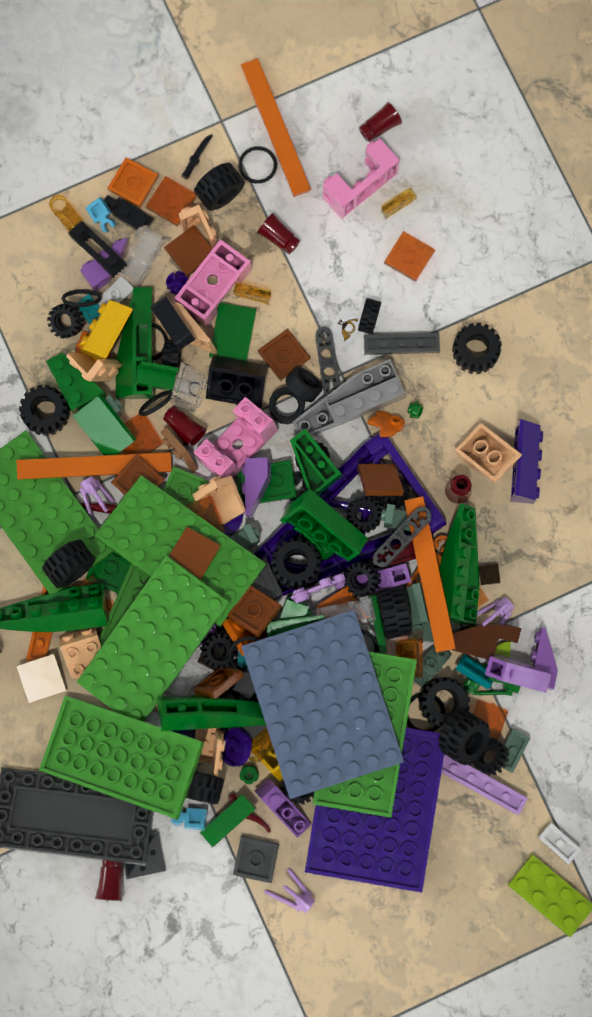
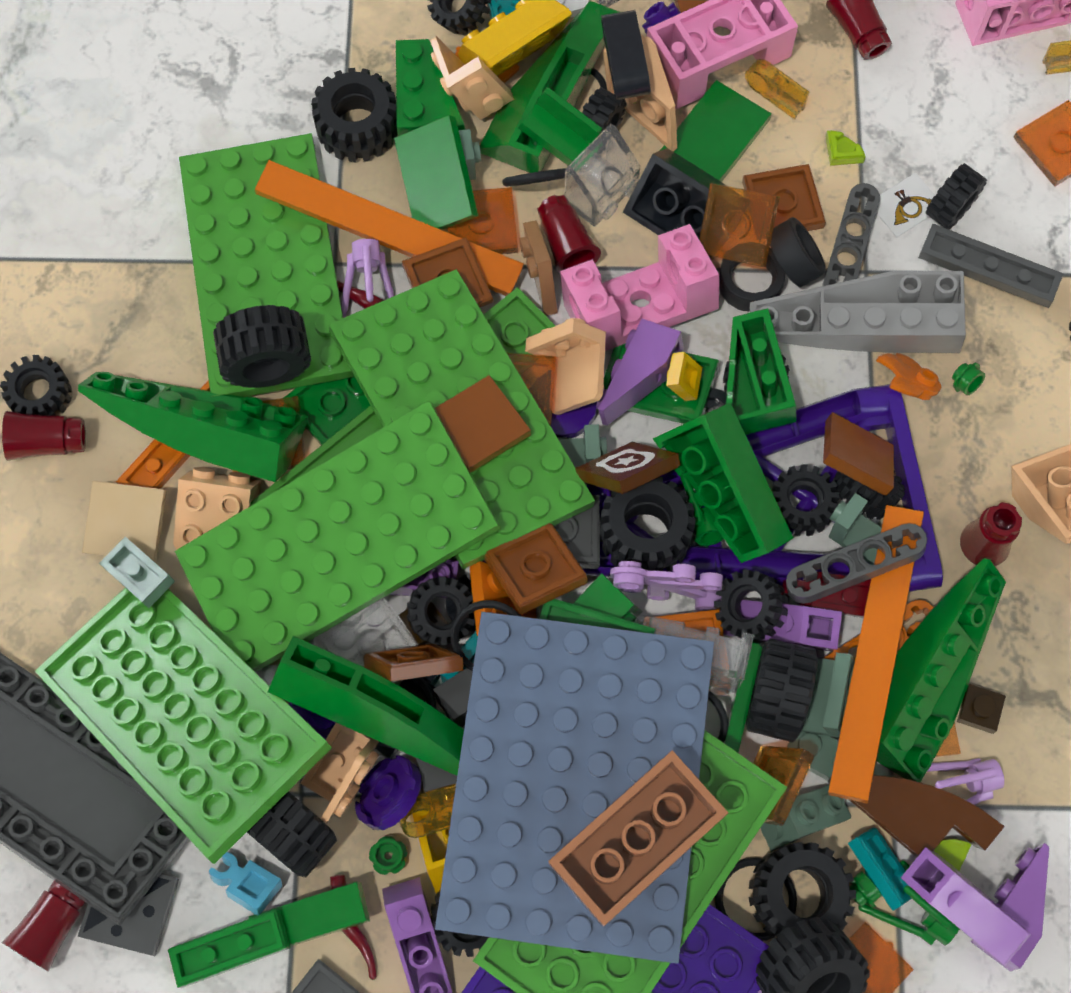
camera: 25 degrees right, 10 degrees down
(63, 700) = (137, 572): none -> plate
(198, 851) = (229, 948): none -> green tile
(269, 386) = (738, 224): none -> clear orange tile
(274, 540) = (628, 467): none -> reddish brown tile
(279, 478) = (684, 376): none -> yellow plate
(301, 311) = (843, 150): none -> lime tile
(362, 718) = (637, 838): none -> nougat brick

